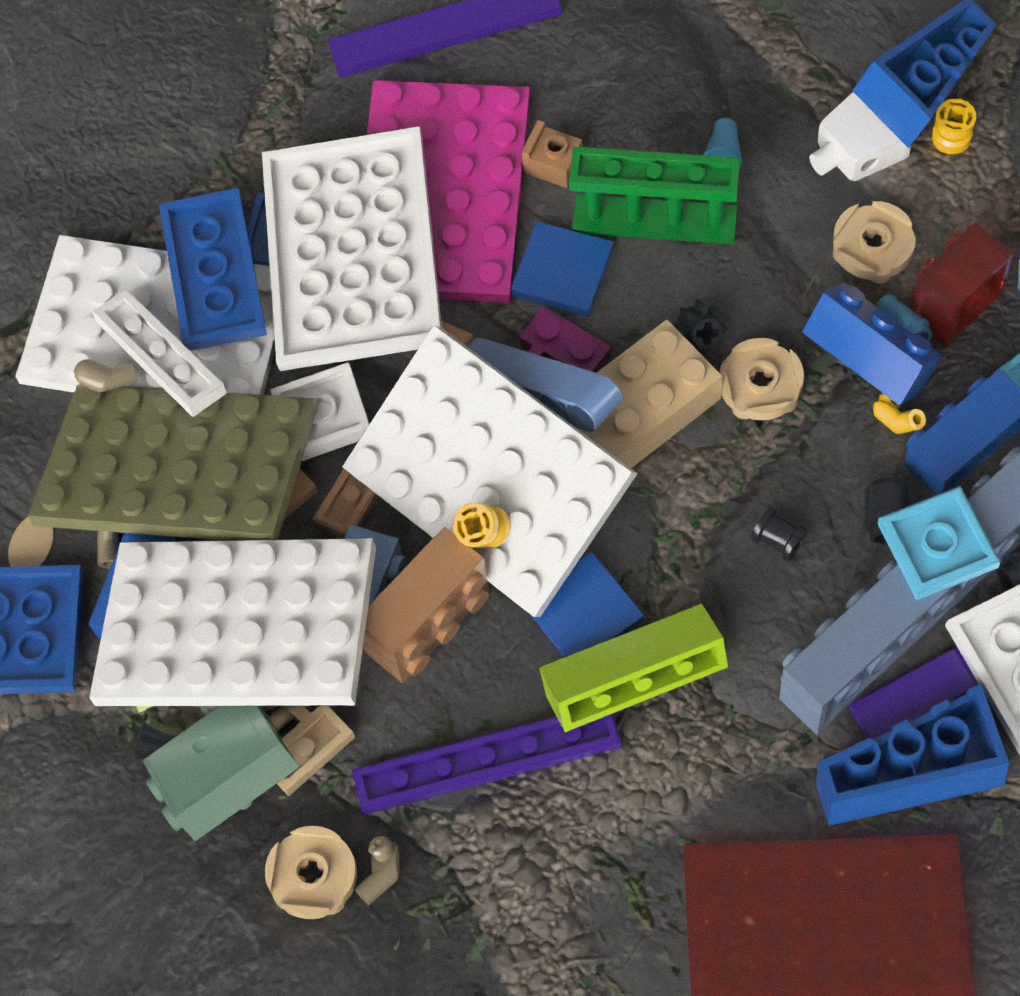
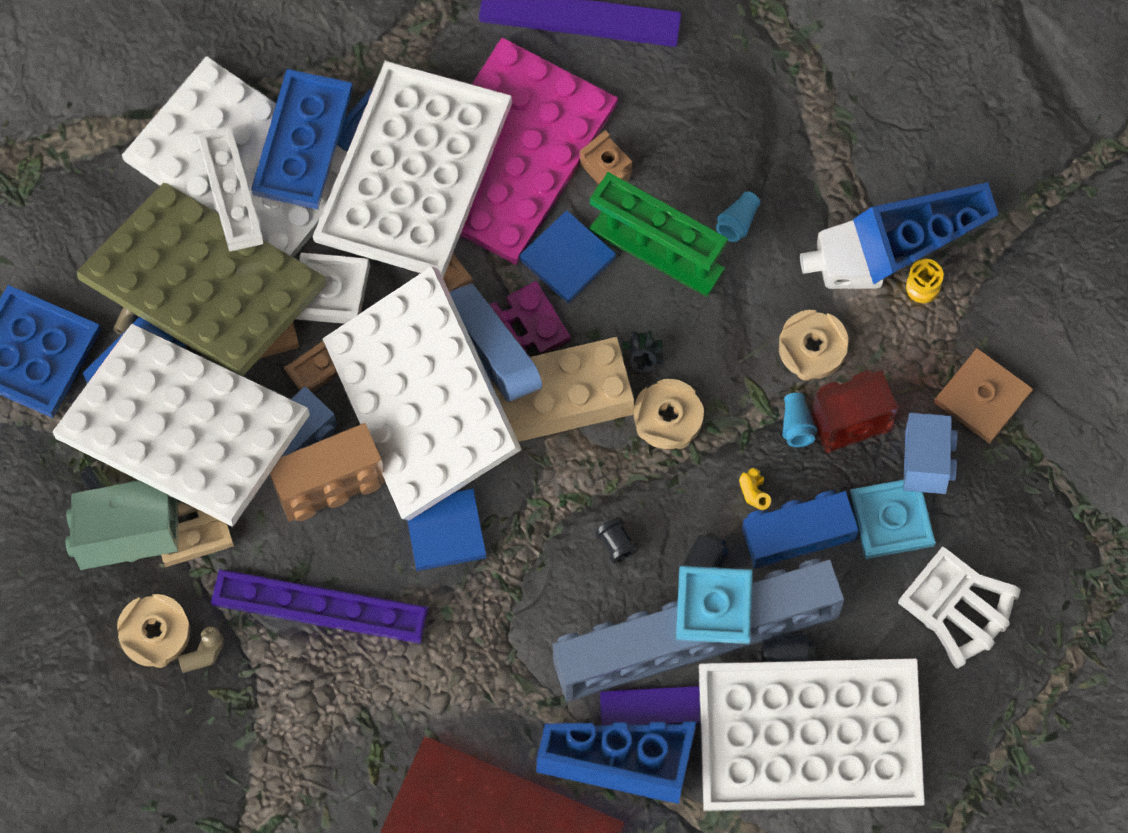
camera: 20 degrees right, 5 degrees up
(29, 544) = (71, 292): tan sticker -> none
(103, 378) = (181, 188): dark tan arm -> none
(492, 526) = (392, 435): yellow wheel -> none
(633, 667) = (455, 590): lime brick -> none
(872, 343) = (762, 426): brick -> none

